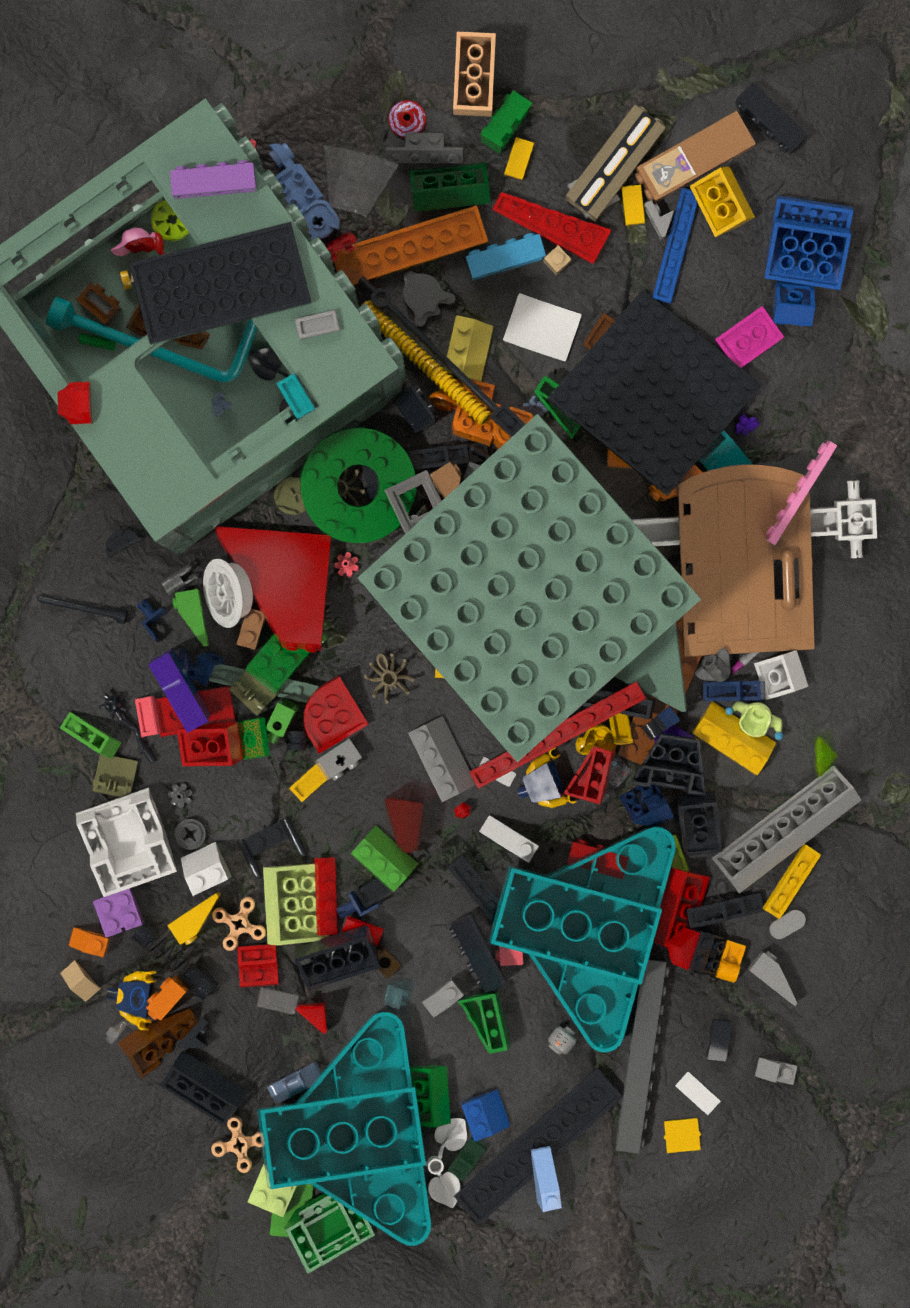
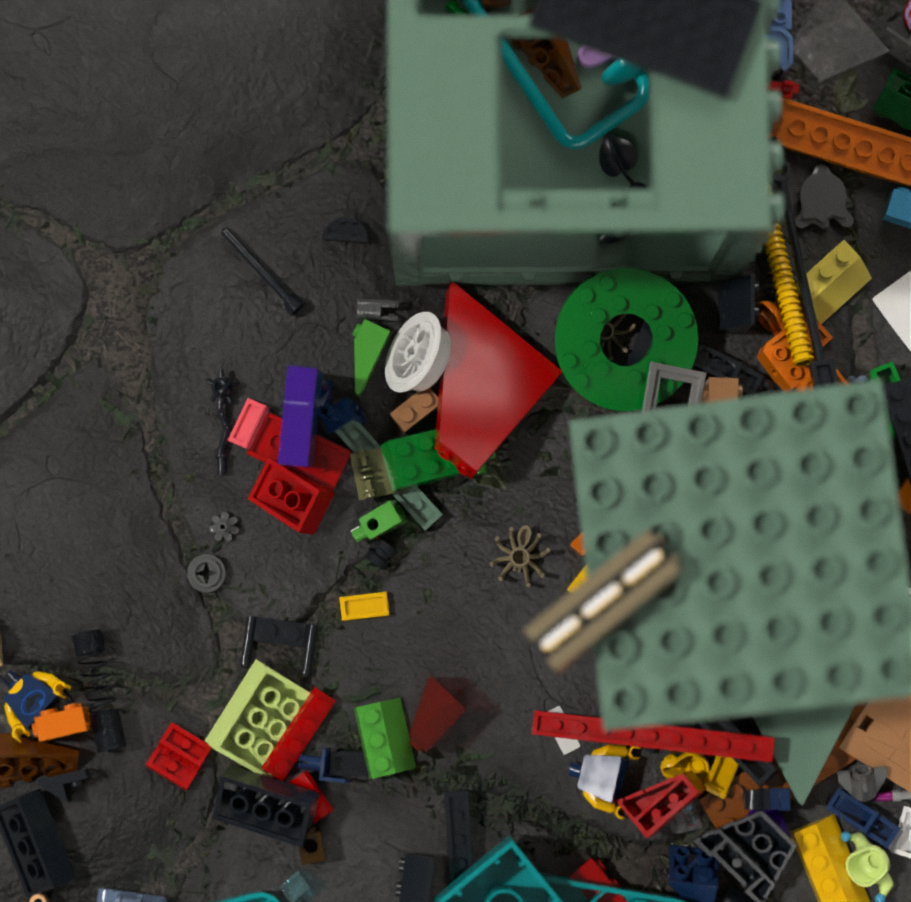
camera: 35 degrees right, 5 degrees down
(75, 403) = (408, 32): red slope -> none
(89, 942) = (26, 611): orange slope -> none
(90, 735) = (177, 403): bright green slope -> none
(114, 776) = (172, 461): olive hinge -> none
(118, 912) = (77, 600): medium lavender piece -> none
(126, 842) = (135, 535): white slope -> none
(151, 616) = (324, 326): dark blue bracket -> none
(191, 922) = (144, 663): yellow slope -> none
(205, 868) = (195, 618): white slope -> none
(220, 404) = (543, 164): sand blue plant -> none
(235, 932) = (180, 705): light nougat gear -> none
(253, 738) = (339, 521): green plate -> none
(277, 1000) = (173, 806): clear tile -> none
(288, 496) = (546, 304): olive tile -> none
(295, 396) = (642, 183): teal tile -> none
(315, 1014) = (201, 848): red slope -> none
(317, 325) = (716, 126): light grey tile -> none
(328, 762) = (423, 599): light grey brick -> none
(332, 715) = (435, 553): red plate -> none
(346, 568) = (556, 417): coral plant -> none
(442, 759) = (514, 679): light grey slope -> none
(459, 680) = (604, 600): none -> dark tan brick
(462, 810) = (499, 745): red plate -> none
(509, 838) = (527, 808): white slope -> none

